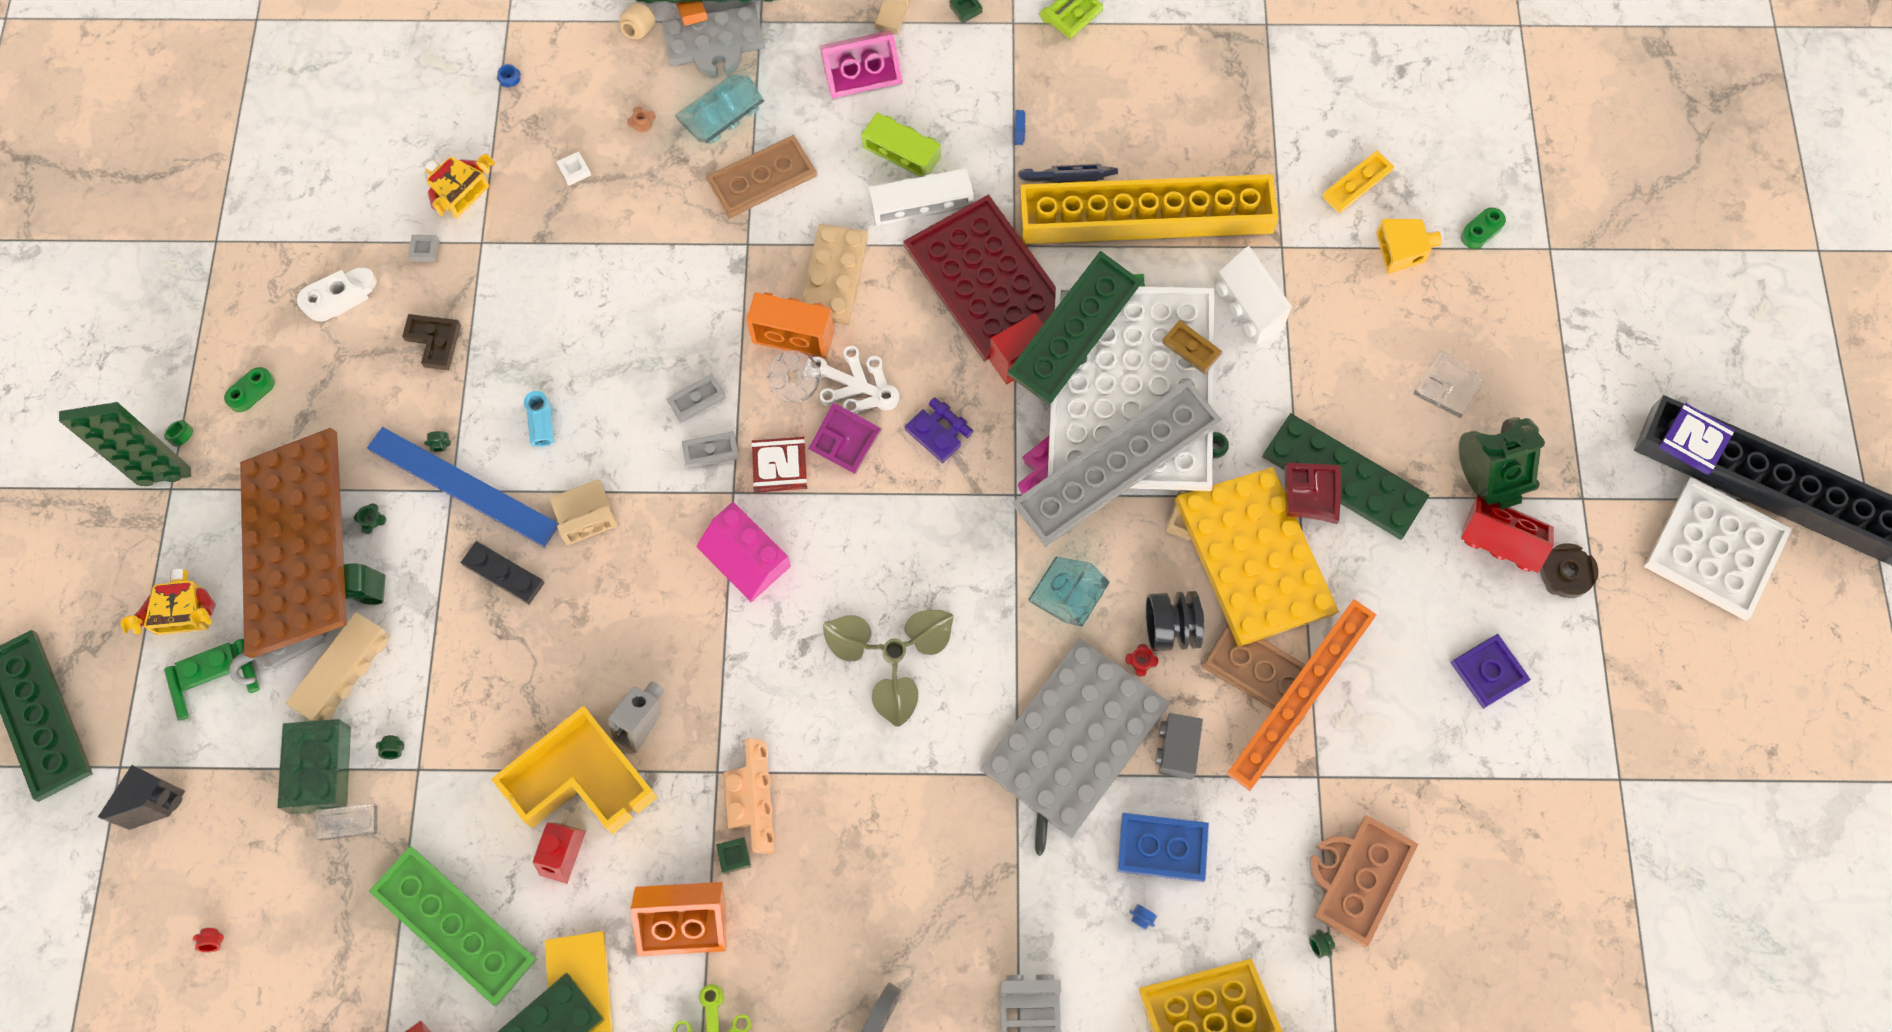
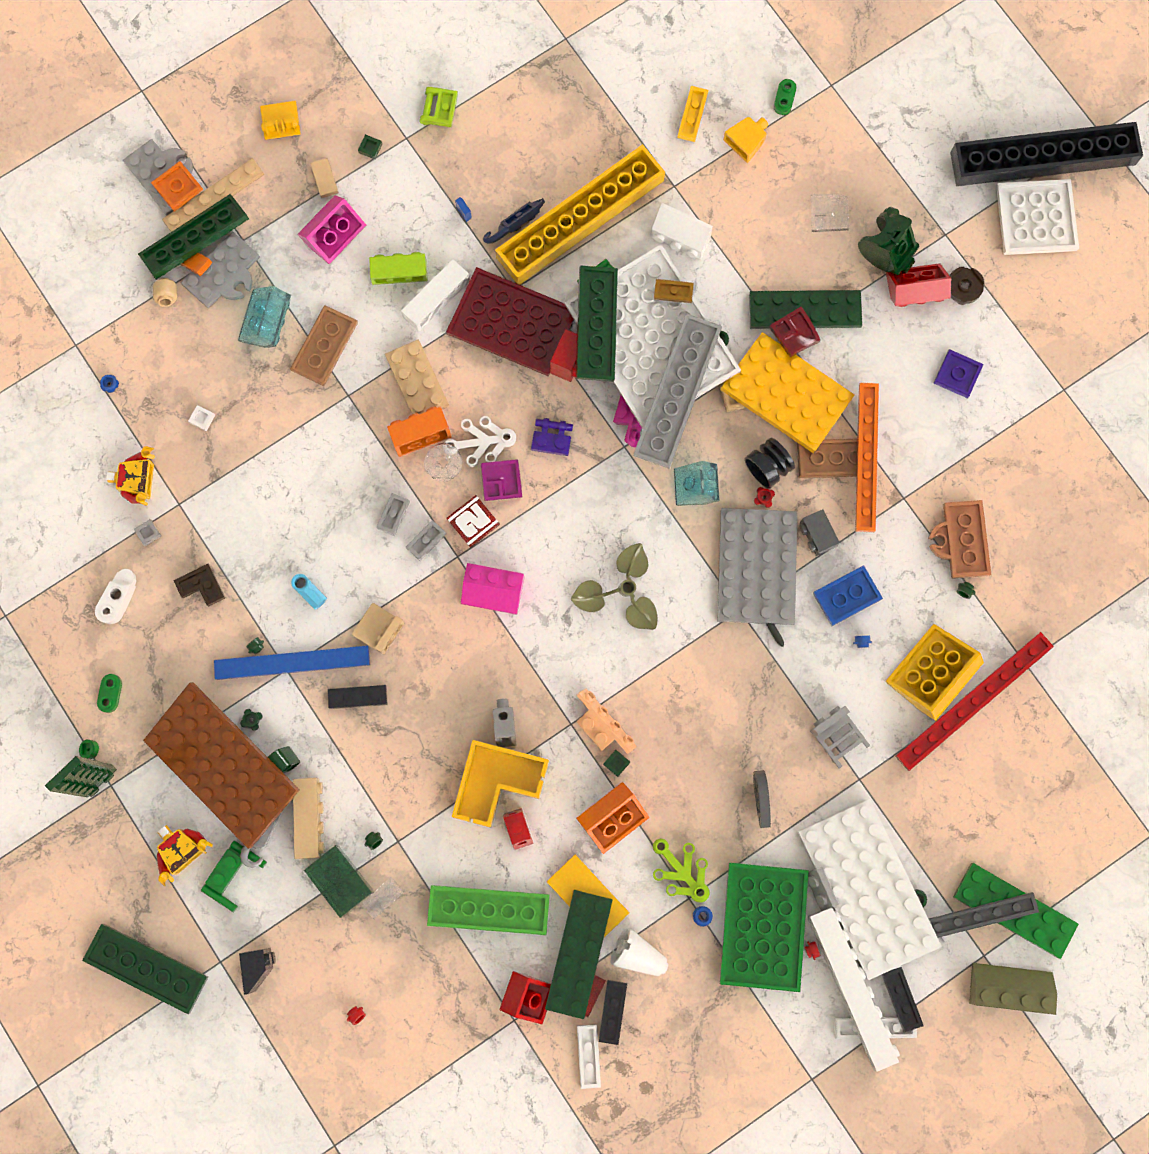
camera: 35 degrees left, 10 degrees up
(644, 124) = (223, 360): nougat plate -> none
(1696, 438) = (990, 159): tile -> none

